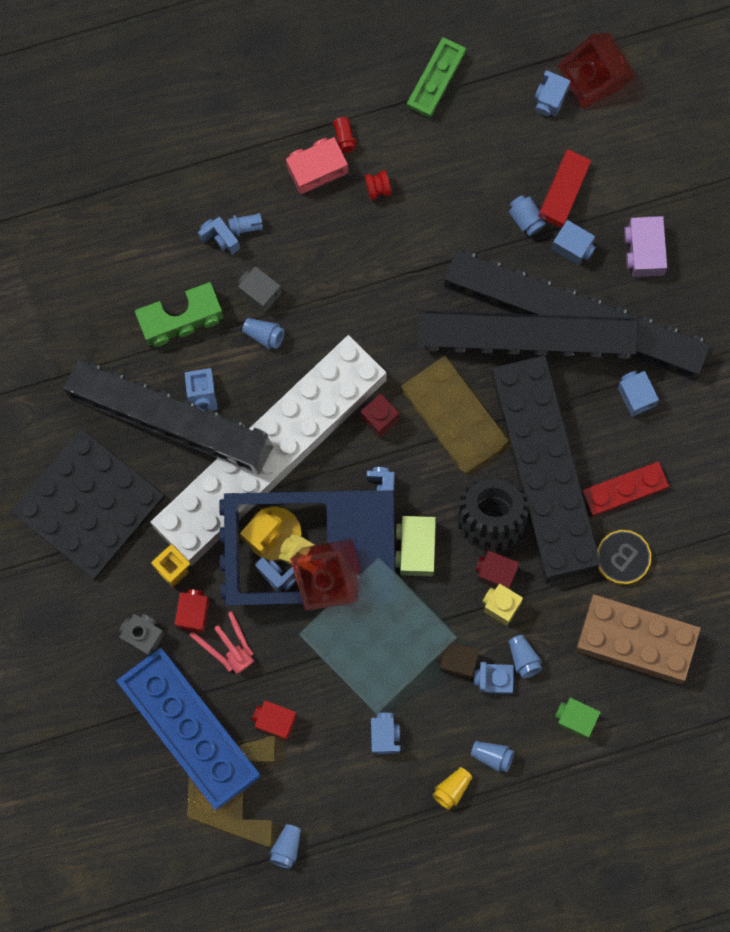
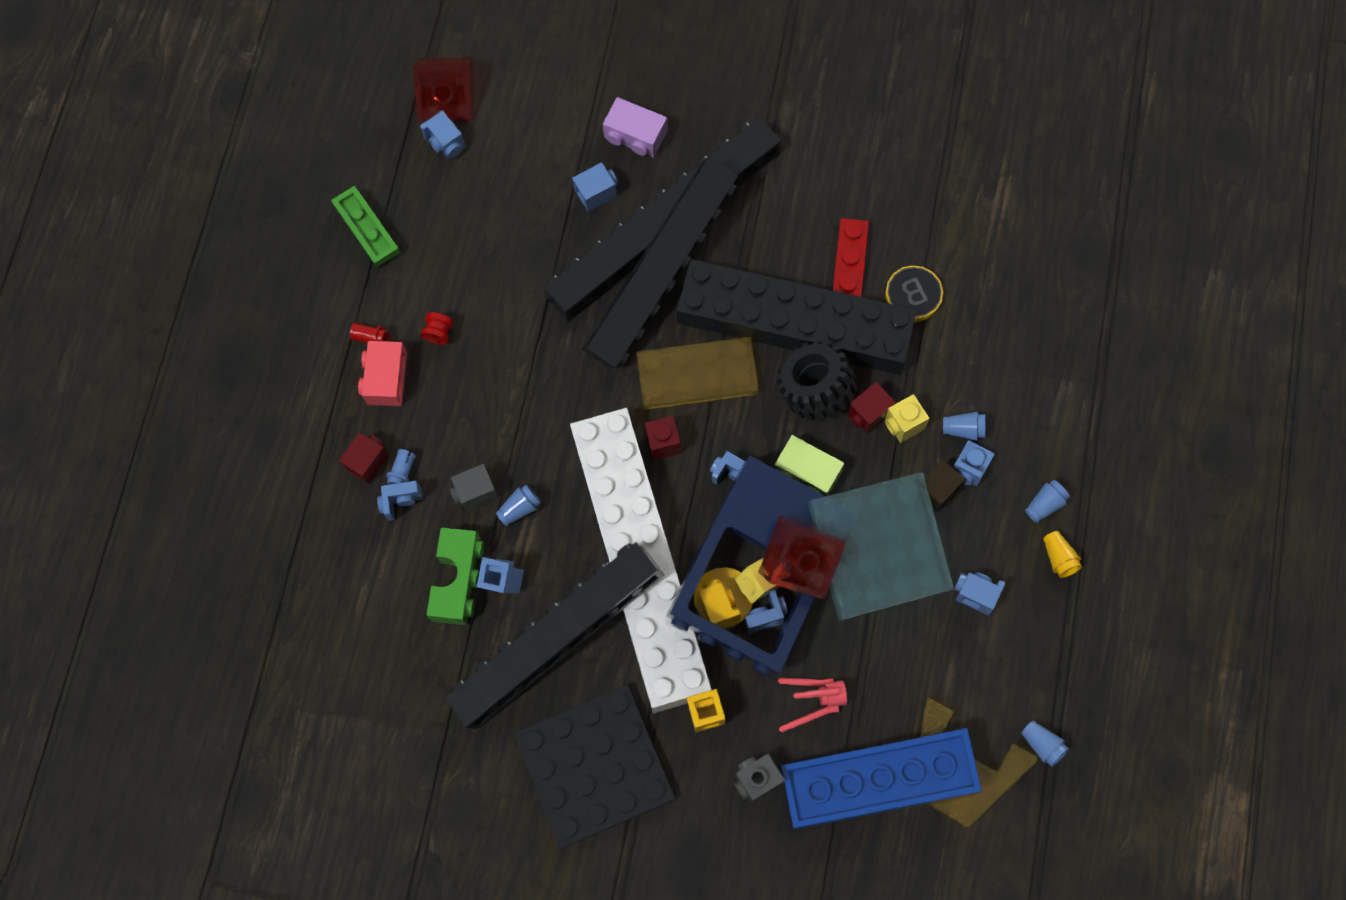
camera: 60 degrees left, 5 degrees down
(192, 611) = (761, 715): red brick -> none
(195, 349) = (499, 576): none -> medium blue brick
(201, 389) = (540, 592): medium blue bracket -> none
(239, 190) = (364, 457): none -> dark red brick
(274, 720) = (912, 690): red brick -> none
(525, 214) = (545, 213): medium blue brick -> none
(564, 188) = (539, 168): red tile -> none
(577, 718) = (1049, 407): bright green brick -> none
(637, 393) = (767, 203): medium blue brick -> none
(638, 639) = (1000, 317): medium nougat brick -> none

